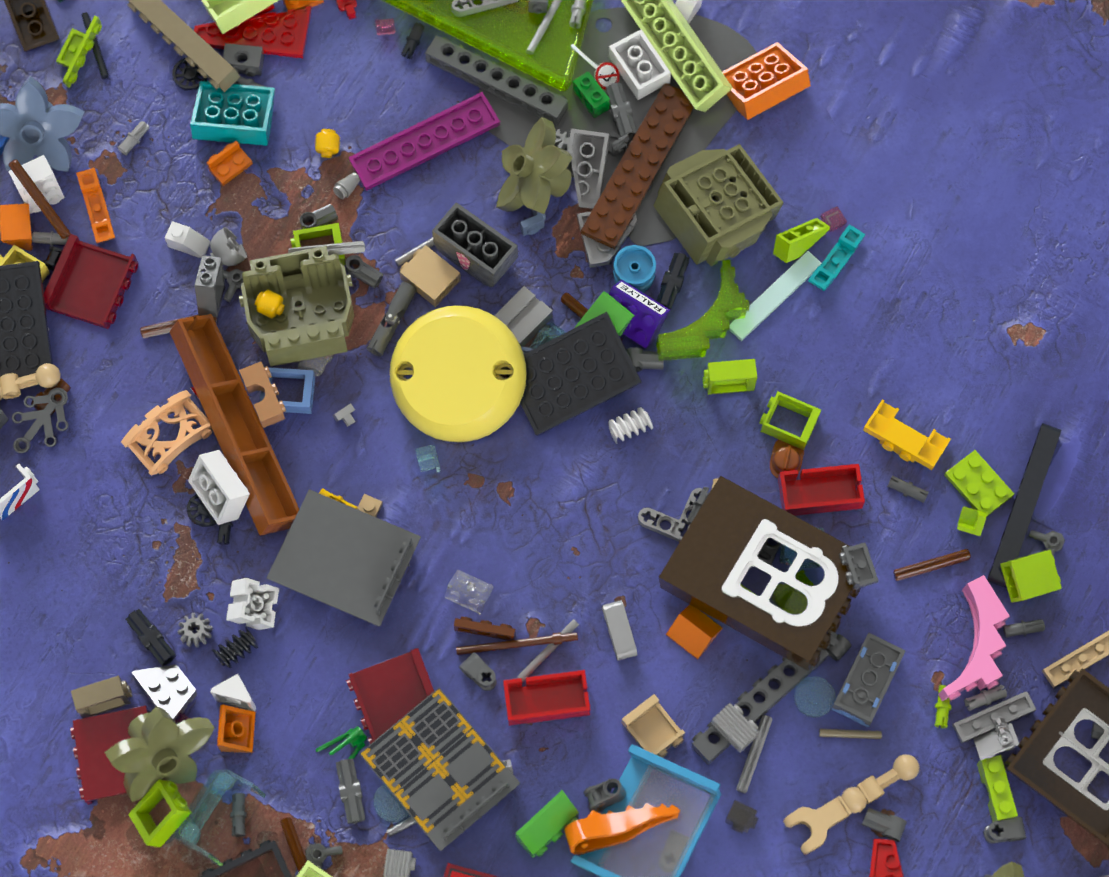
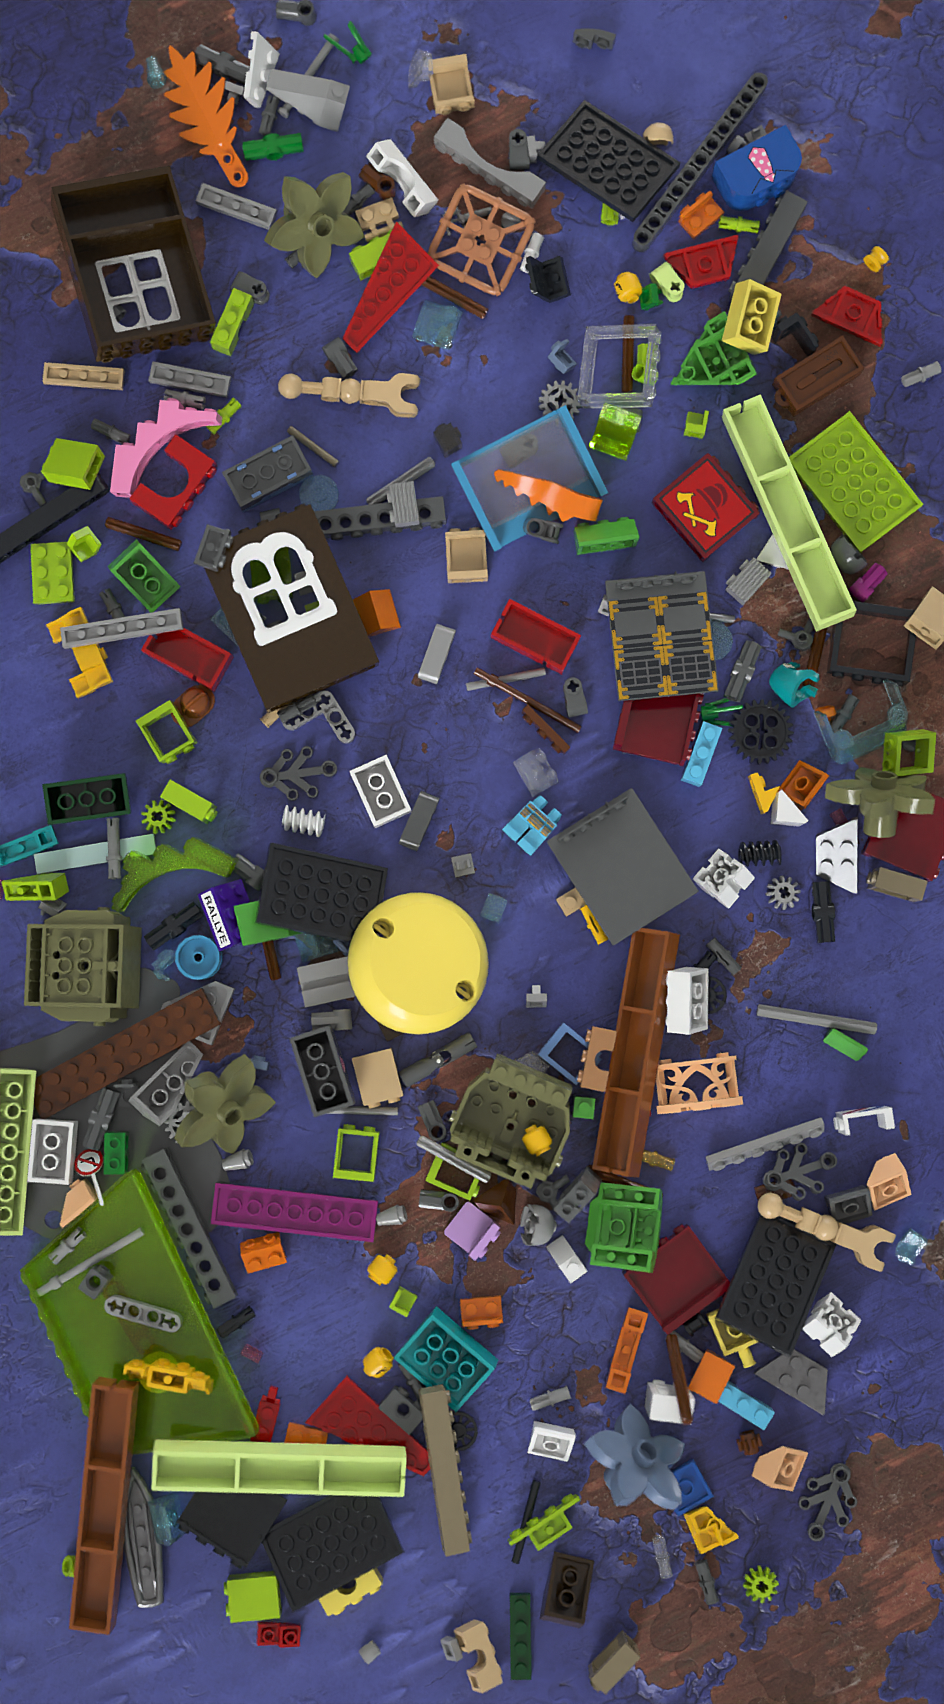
camera: 145 degrees left, 15 degrees up
(65, 546) = (845, 1044): none -> bright green slope
(76, 430) = (770, 1142): none -> light grey plate
(101, 549) = (816, 1019): none -> light grey axle
(113, 111) = (551, 1441): none -> white slope
(155, 288) = (624, 1227): none -> bright green slope
(166, 357) = (658, 1160): none -> clear yellow pin
(212, 548) = (723, 956): none -> dark grey pin
(249, 355) = (583, 1107): none -> bright green brick
(255, 804) = (828, 710): none -> orange tile
(262, 697) = (763, 798): none -> yellow slope
(269, 246) = (499, 1201): none -> reddish brown slope
(275, 214) = (472, 1230): none -> lavender bracket
(284, 79) = (377, 1362): none -> yellow head
(285, 760) = (778, 733): none -> black gear
(295, 131) = (403, 1301): none -> lime panel
(300, 802) = (786, 681): none -> teal piece
(339, 696) = (701, 754): none -> medium azure arch
(399, 194) = (356, 1174): none -> lime window
(428, 99) = (262, 1252): none -> orange bracket
(438, 551) = (534, 819): none -> medium azure hips
(477, 479) = (463, 865): none -> light grey tile
(493, 296) = (337, 1019): none -> light grey piece
(494, 149) = (240, 1160): none -> light grey cone
(537, 488) = (419, 821): none -> dark grey beam
(584, 487) = (380, 791): none -> white brick
(593, 42) = (77, 1200): none -> light nougat slope
(659, 243) = (164, 959): none -> clear light blue bracket
(664, 459) = (294, 773): none -> dark grey plant
(754, 350) = (160, 808): none -> lime gear
(764, 307) = (113, 857): none -> light grey pin
(772, 231) = (52, 907): none -> light grey tile
(811, 322) = (86, 799): none -> dark green brick
(886, 468) = (122, 628): none -> light grey plate
(905, 529) = (143, 576): none -> bright green slope
(929, 647) = (170, 509): none -> red arch
(997, 740) = (204, 355): light grey hinge -> none

